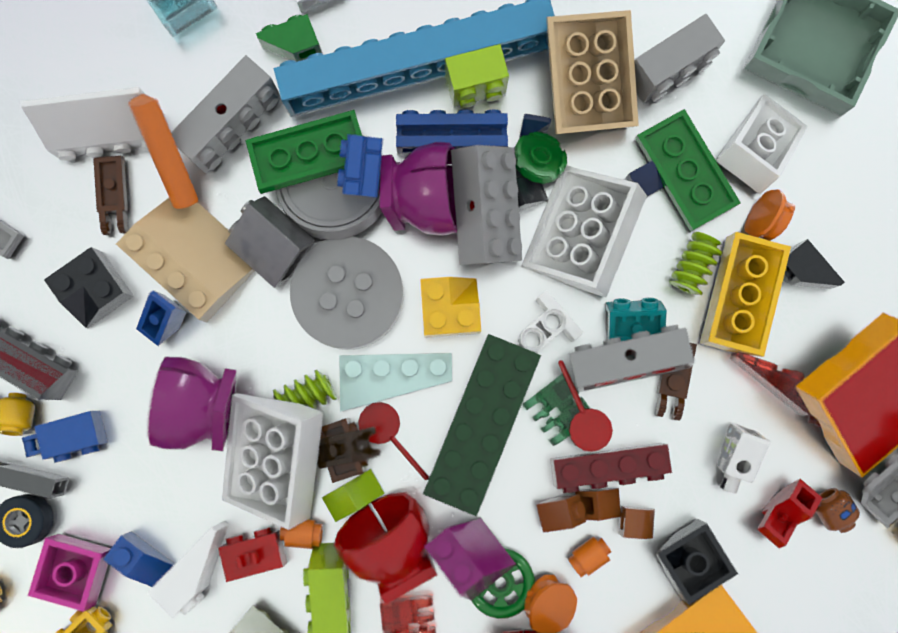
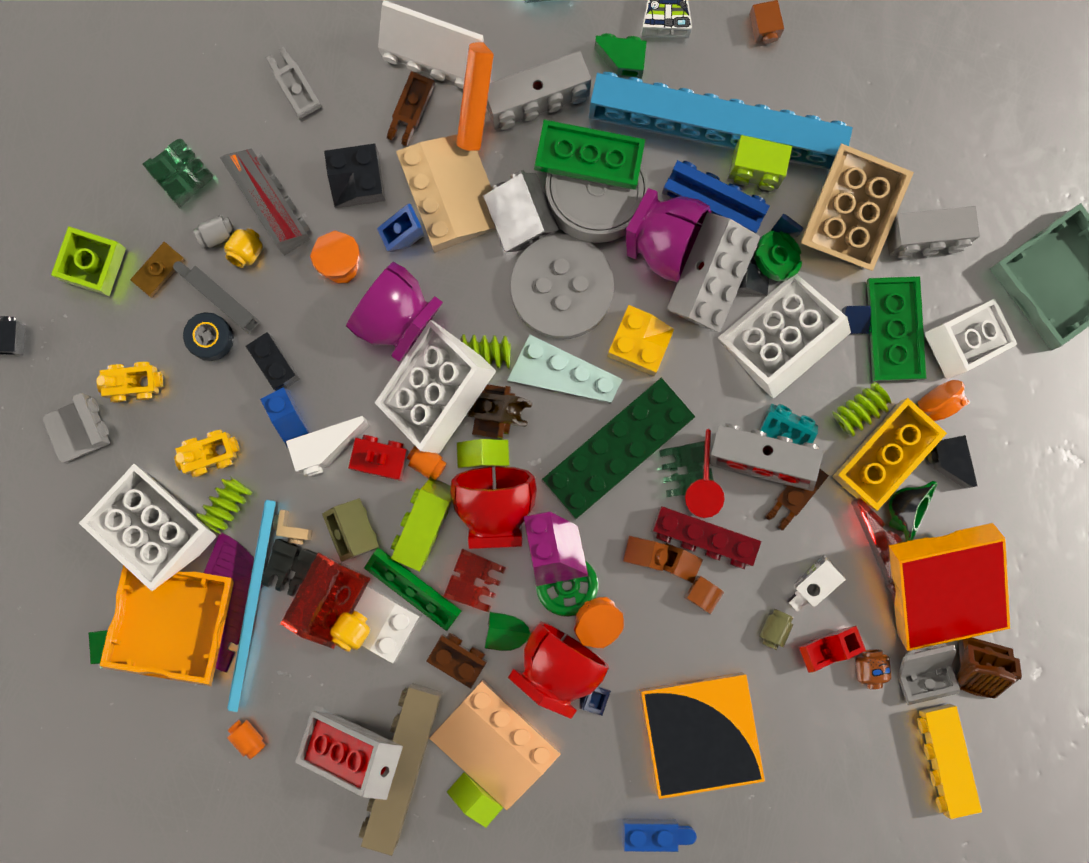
camera: 25 degrees right, 0 degrees up
(66, 436) = (276, 287): blue brick -> none
(69, 572) = (227, 396): dark pink brick -> none
(99, 513) = (272, 362): none -> black brick
(110, 376) = (336, 256): none -> orange hat
(361, 165) = (628, 188): blue brick -> none
(387, 423) = (537, 415): red piece -> none
(541, 329) = (708, 403): white tile -> none
(590, 556) = (651, 601): orange brick -> none
(695, 562) = (734, 648): black slope -> none
(725, 520) = (776, 629): none -> olive brick
(789, 338) = (909, 507): none -> hat

